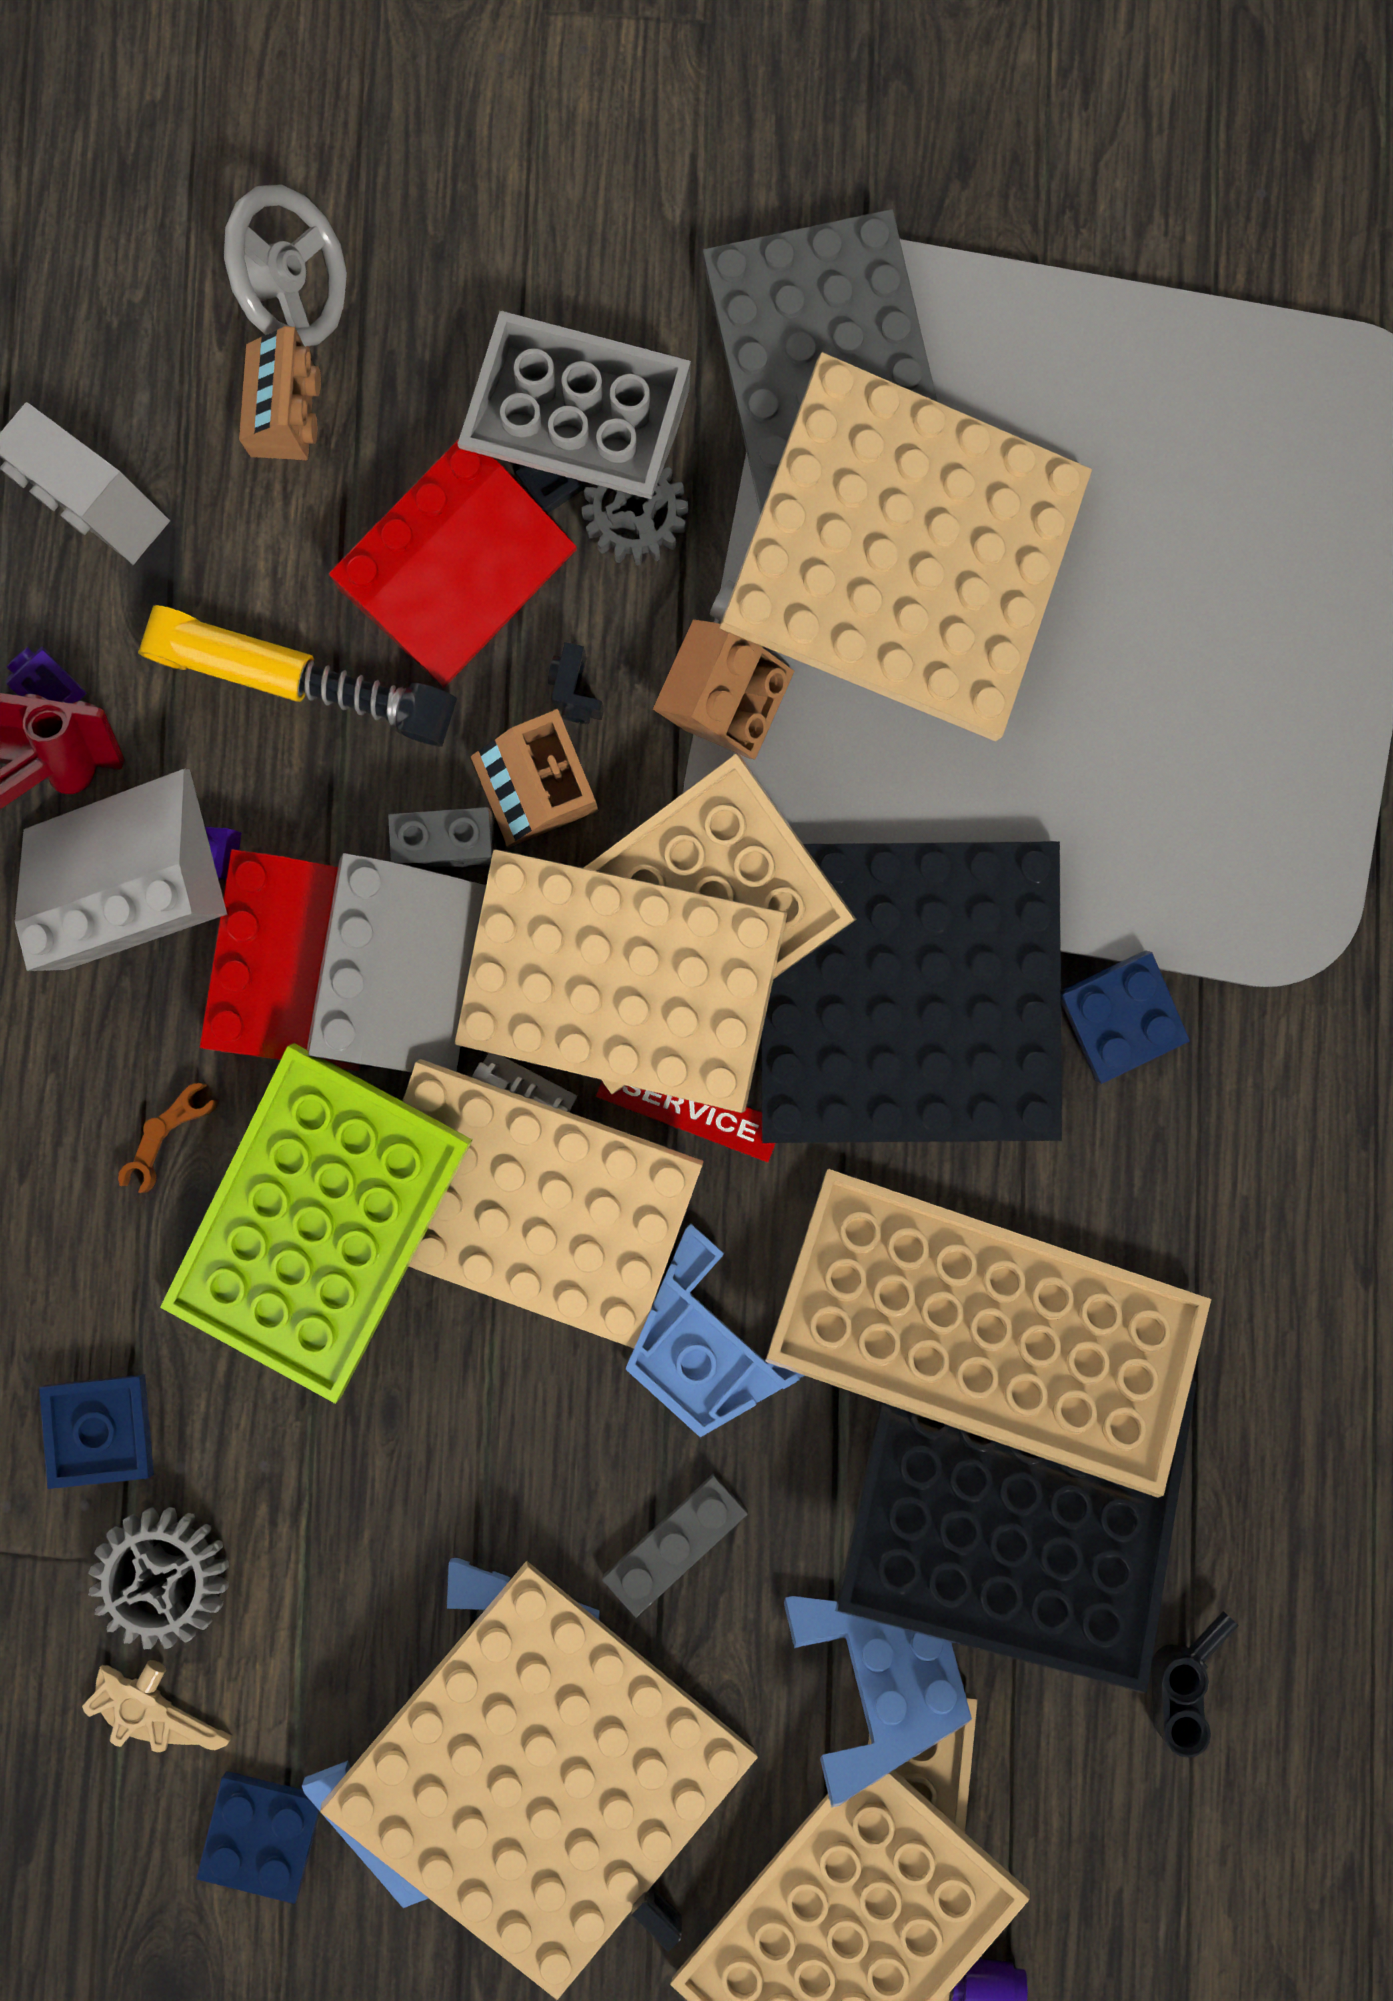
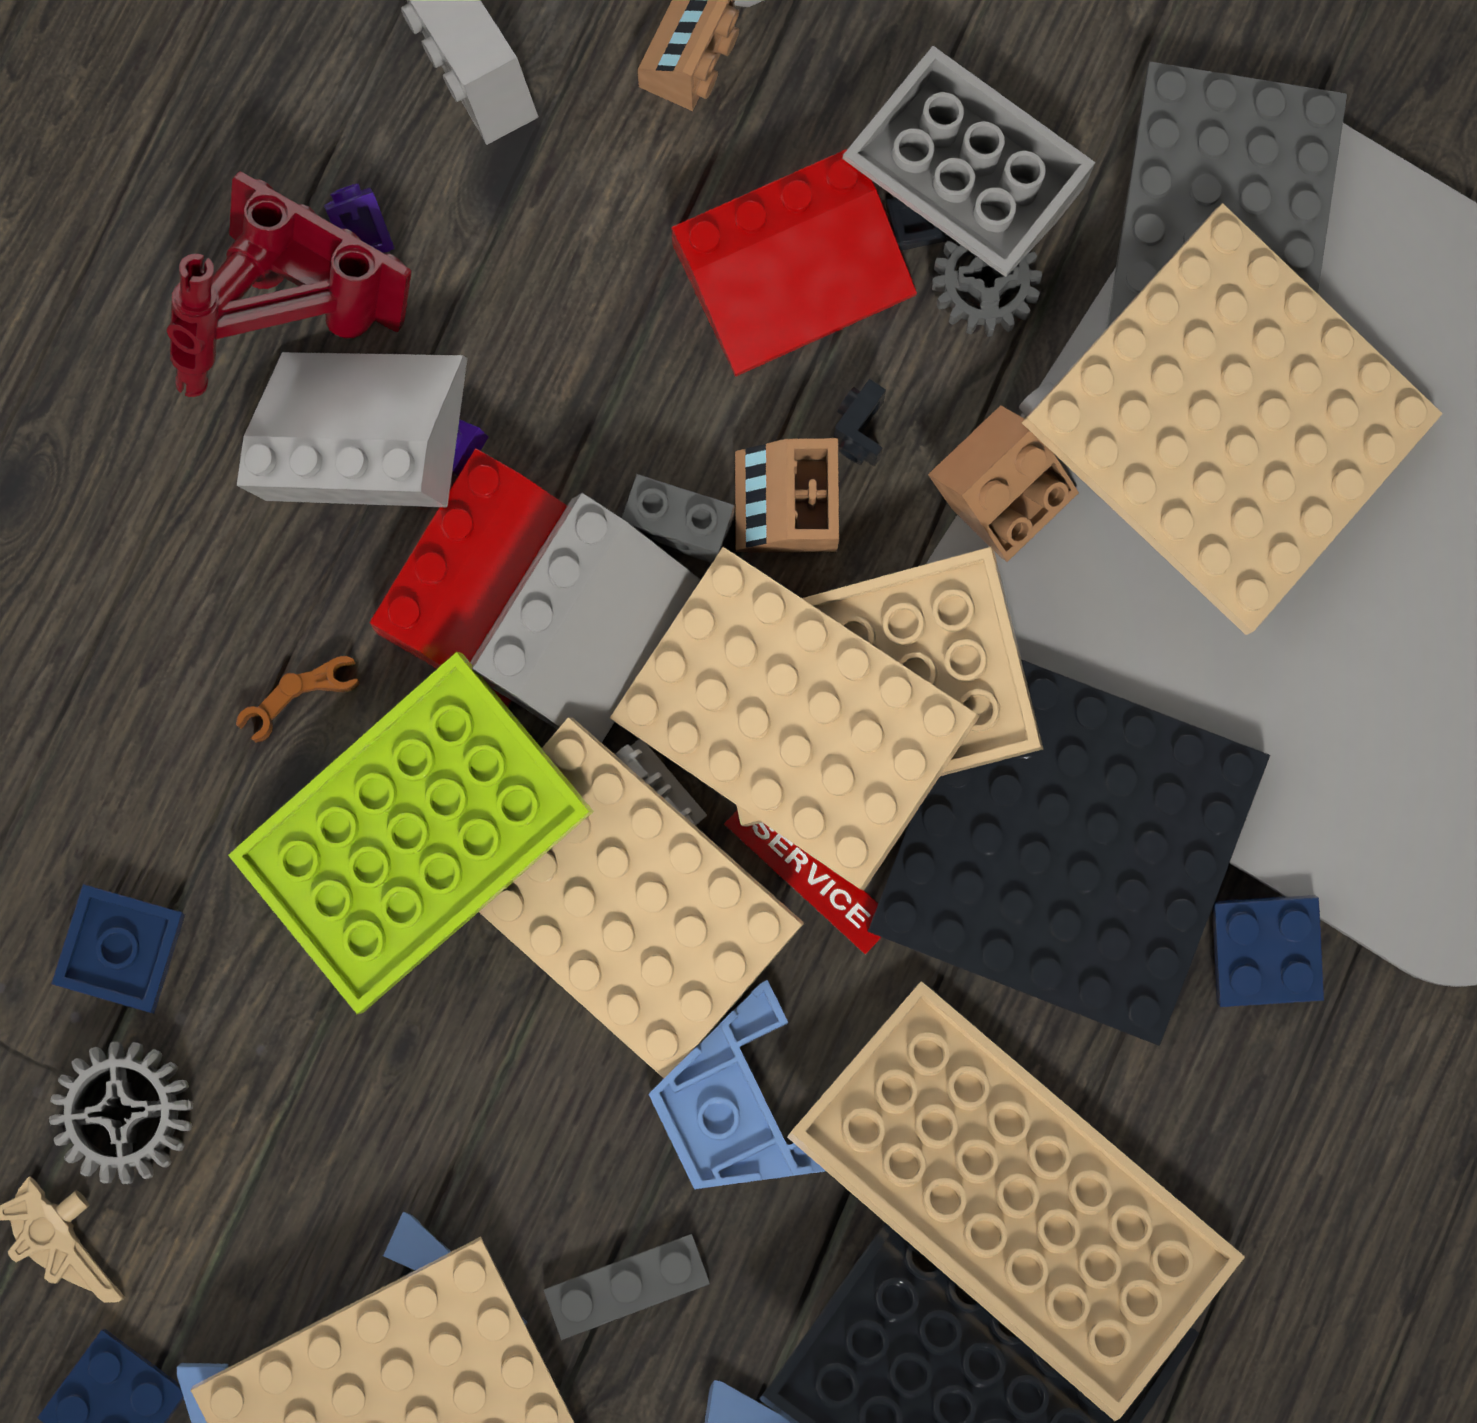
camera: 20 degrees right, 5 degrees down
(185, 643) = (507, 237): piece -> none

